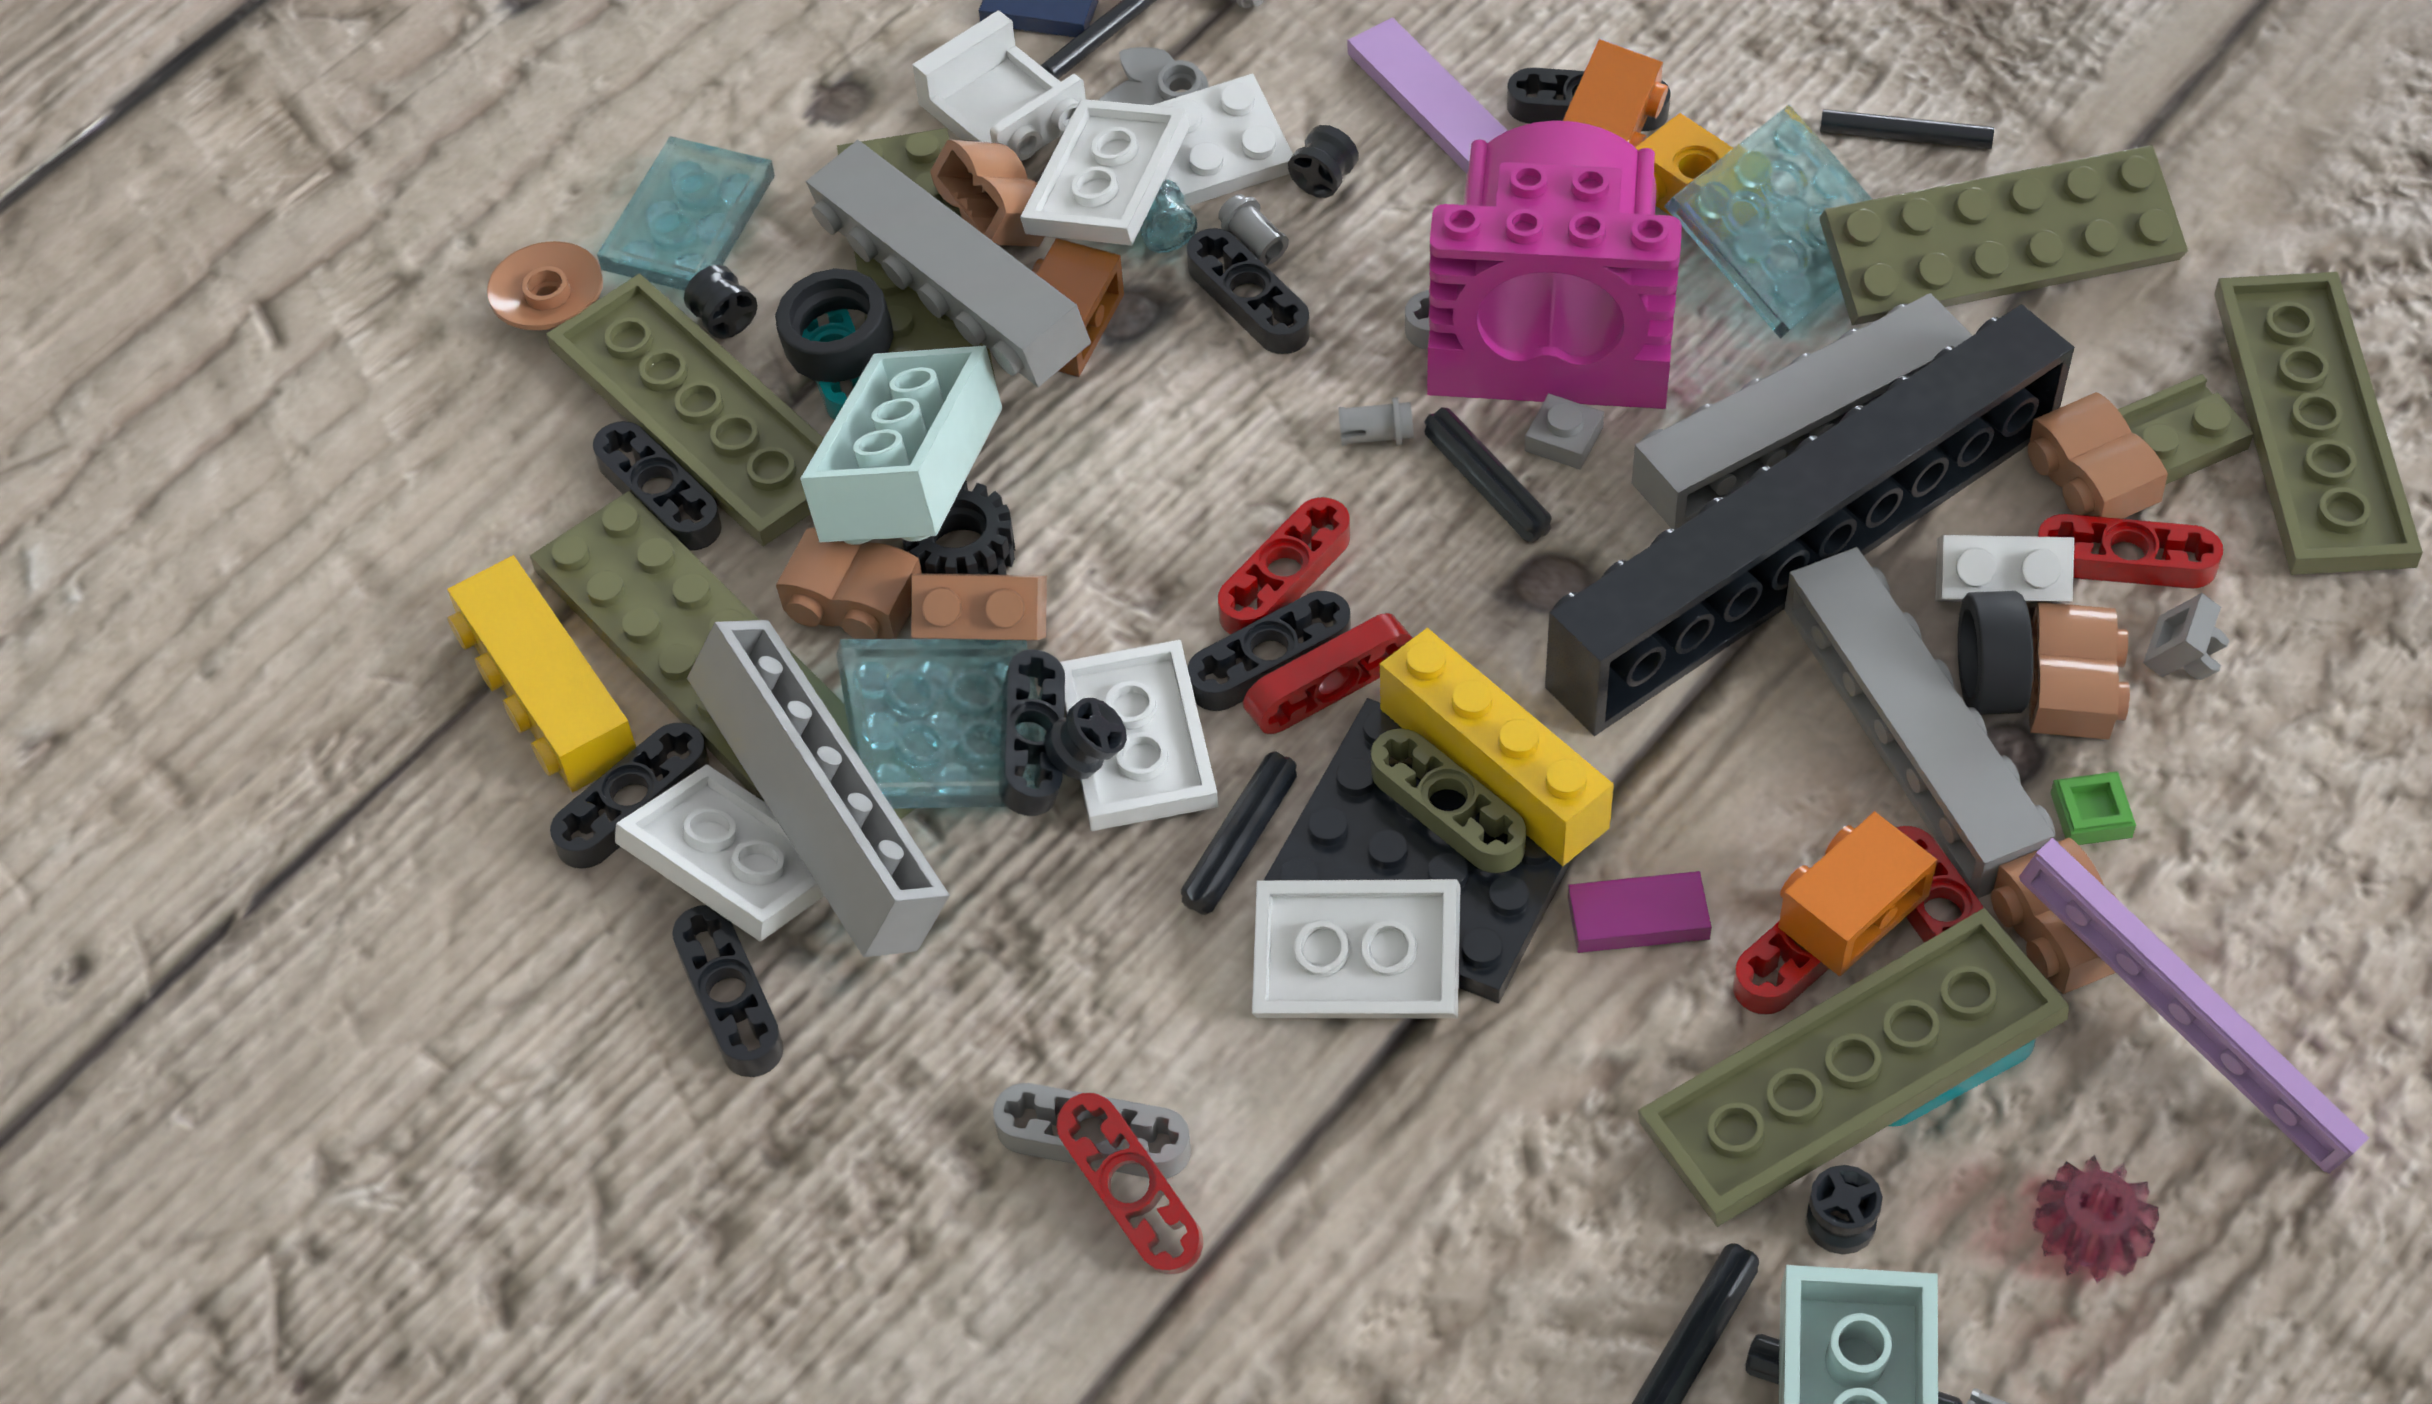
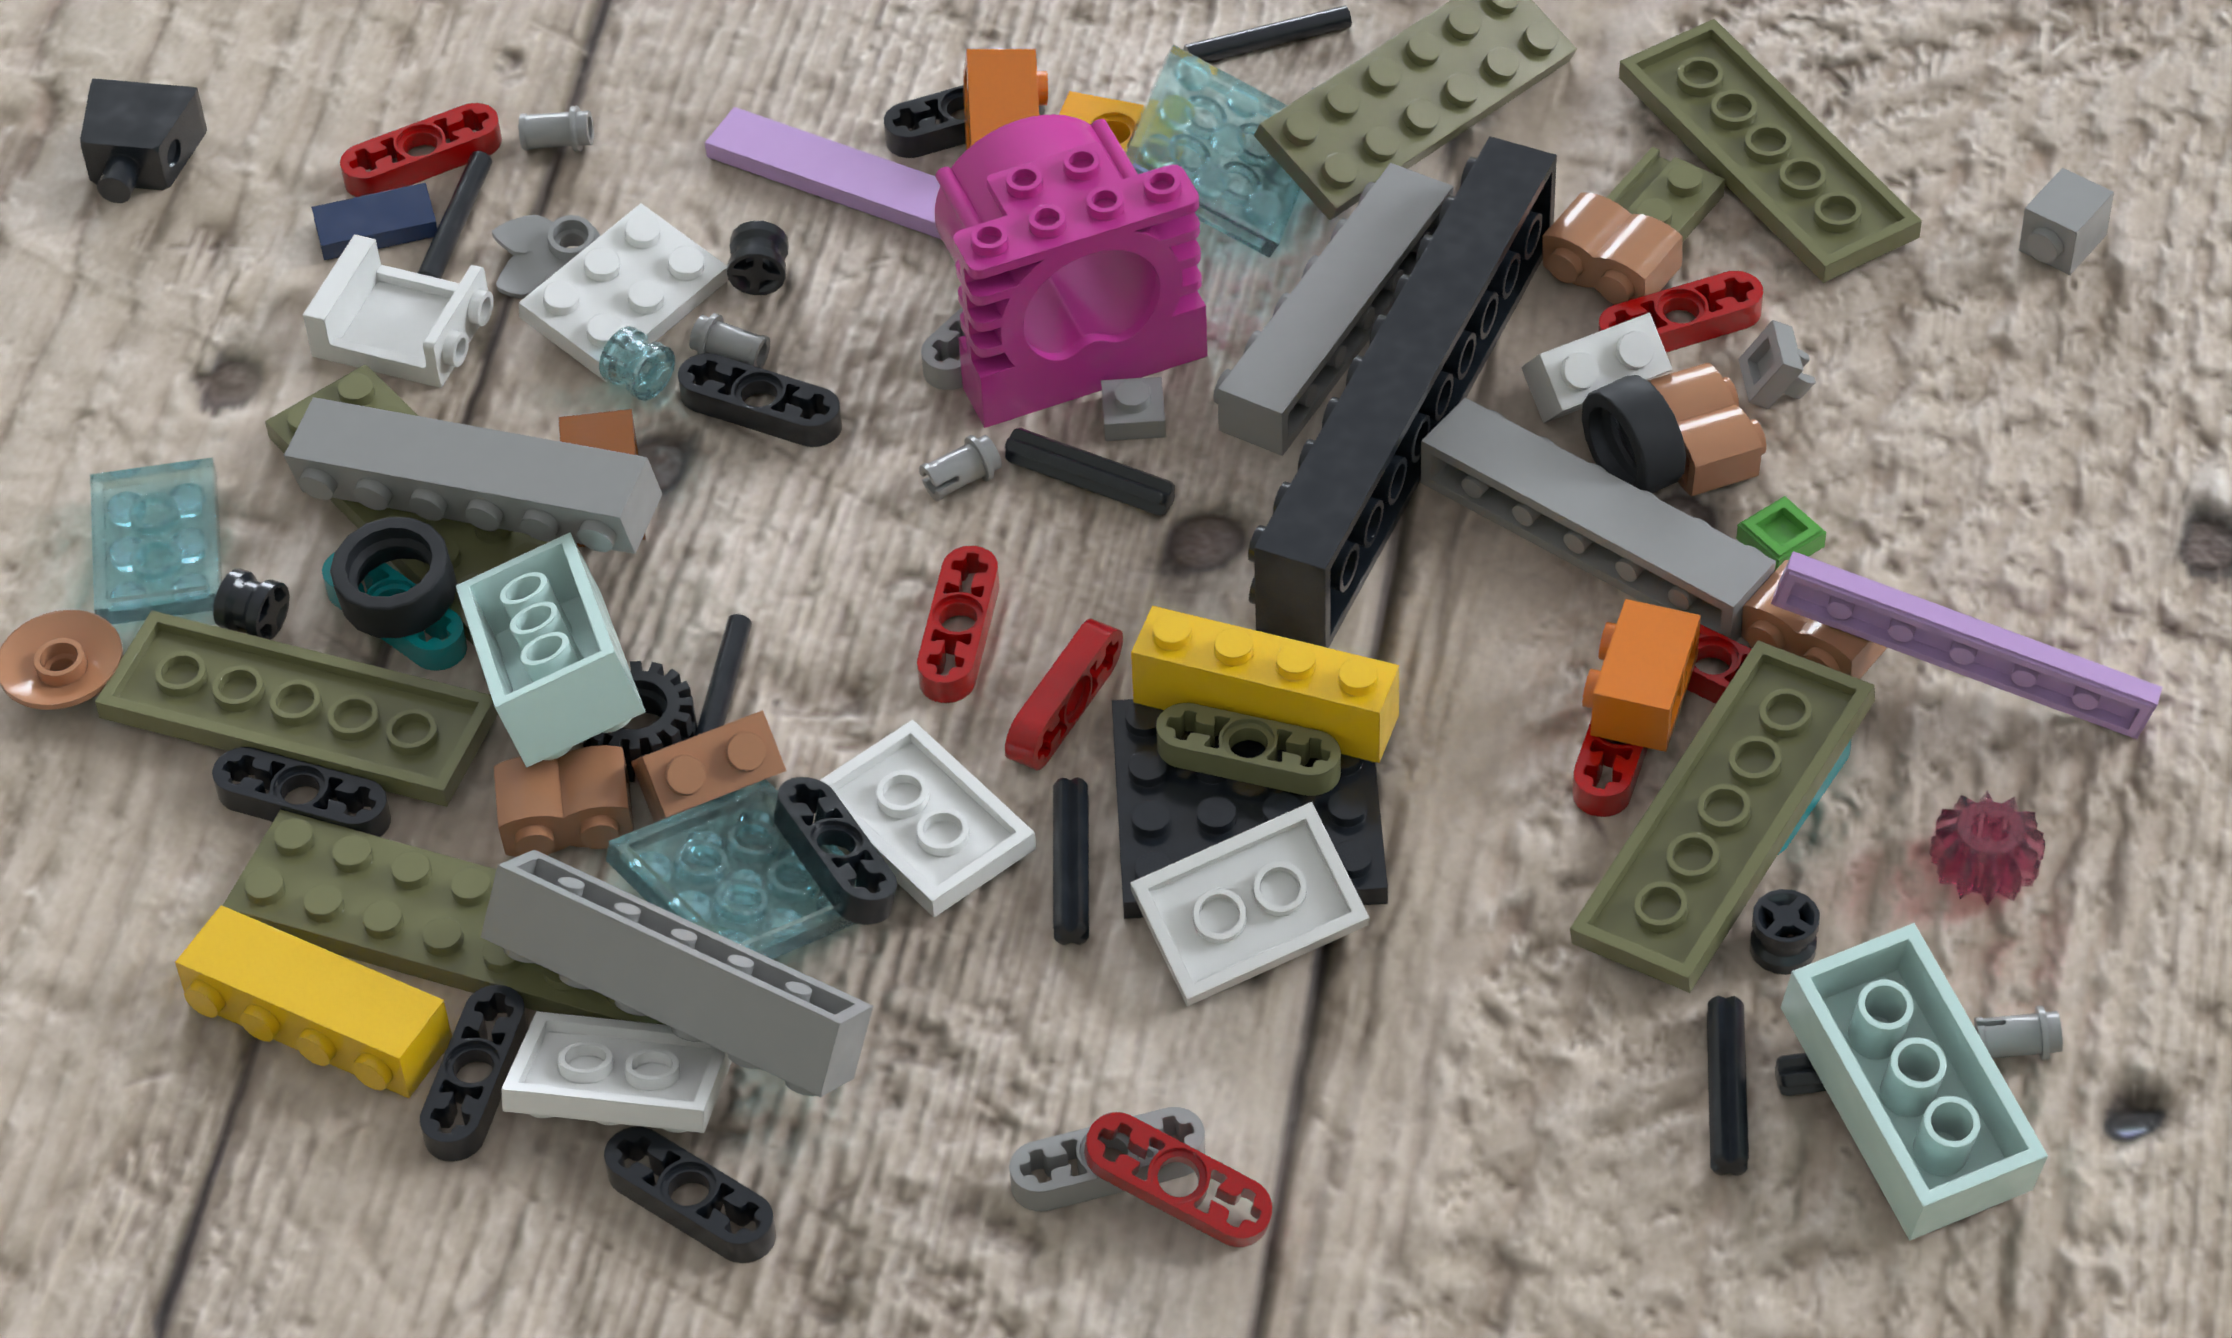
camera: 30 degrees left, 5 degrees down
(987, 187) = (460, 393): nougat brick -> none
(1059, 528) = (725, 673): none -> black bar
(1085, 738) = (896, 830): black wheel -> none
(1105, 172) = (571, 338): white plate -> none
(1281, 626) = (994, 674): black beam -> none
(1639, 912) = (1461, 776): magenta tile -> none

